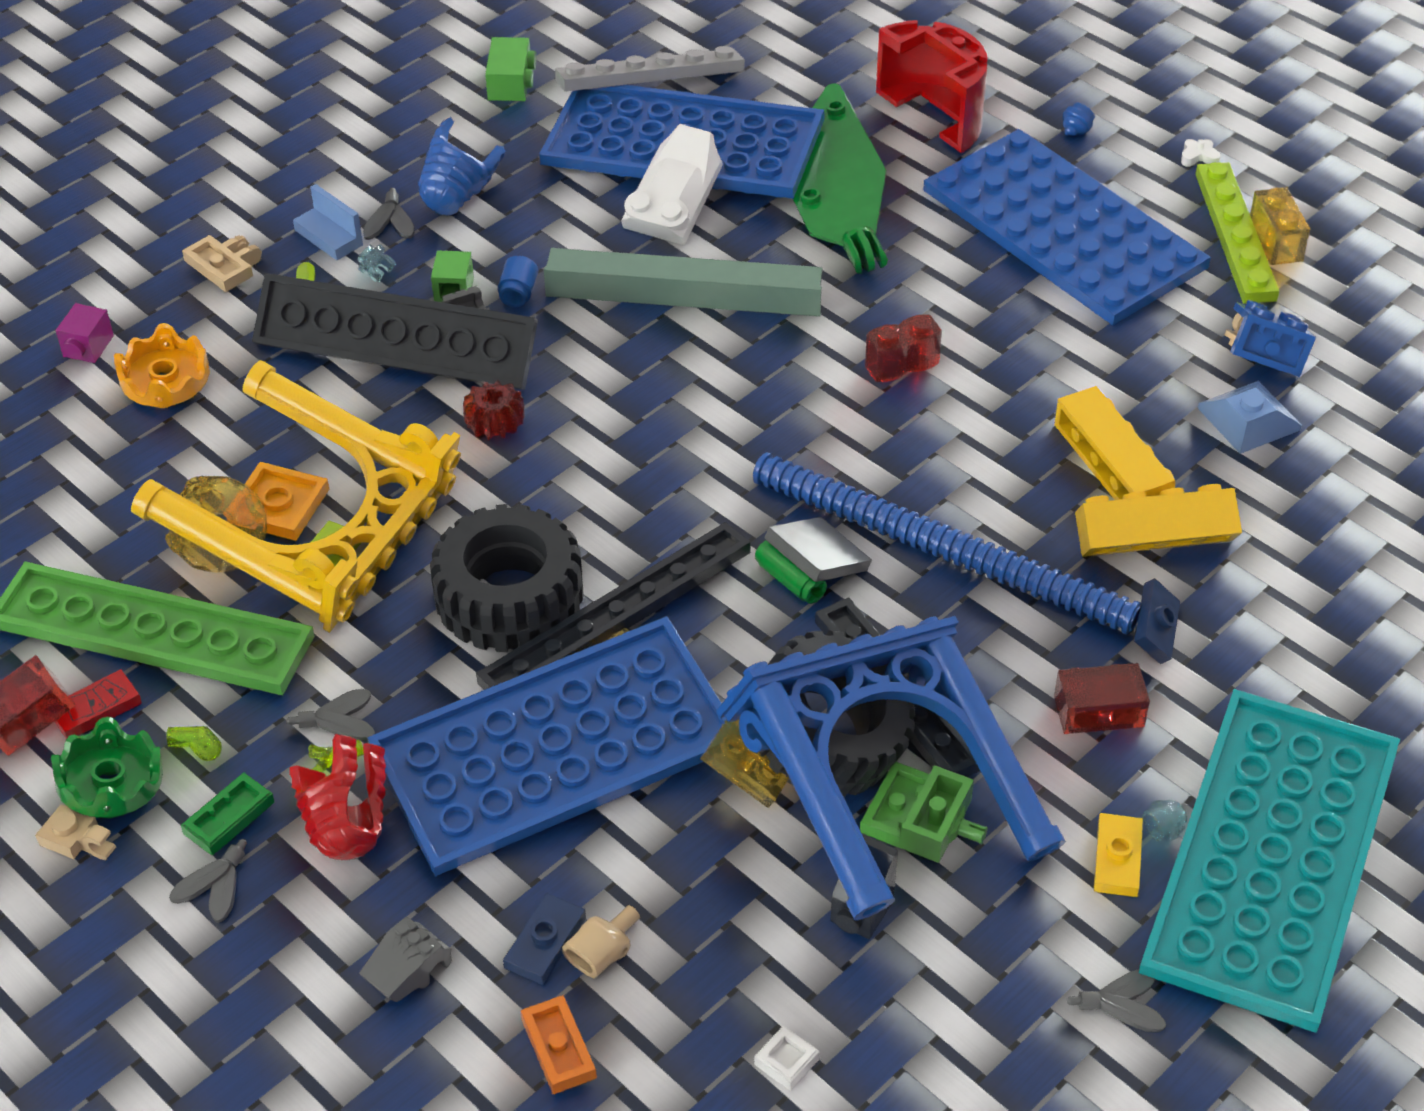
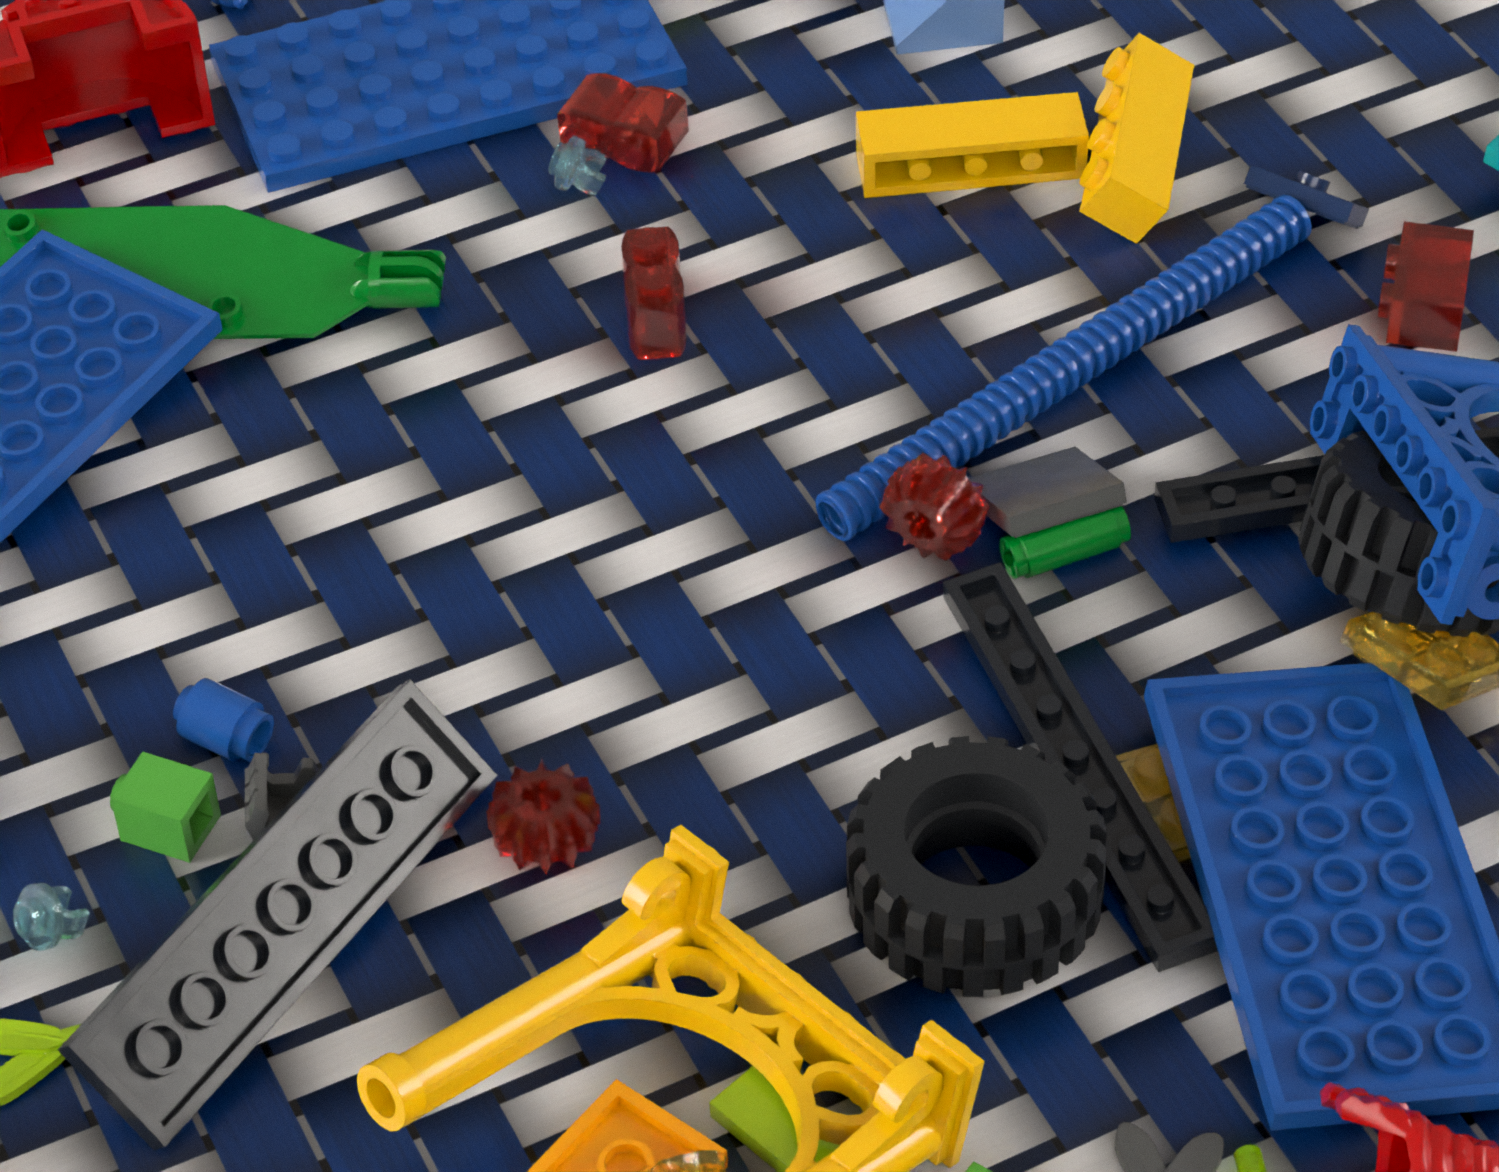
camera: 70 degrees left, 0 degrees up
(674, 186) = (117, 455): white slope -> none
(683, 281) = (348, 512): sand green tile -> none
(775, 498) = (934, 506): none -> clear red gear
(997, 289) = (577, 166): none -> clear light blue plate
(1045, 300) = (625, 122): none -> clear red brick

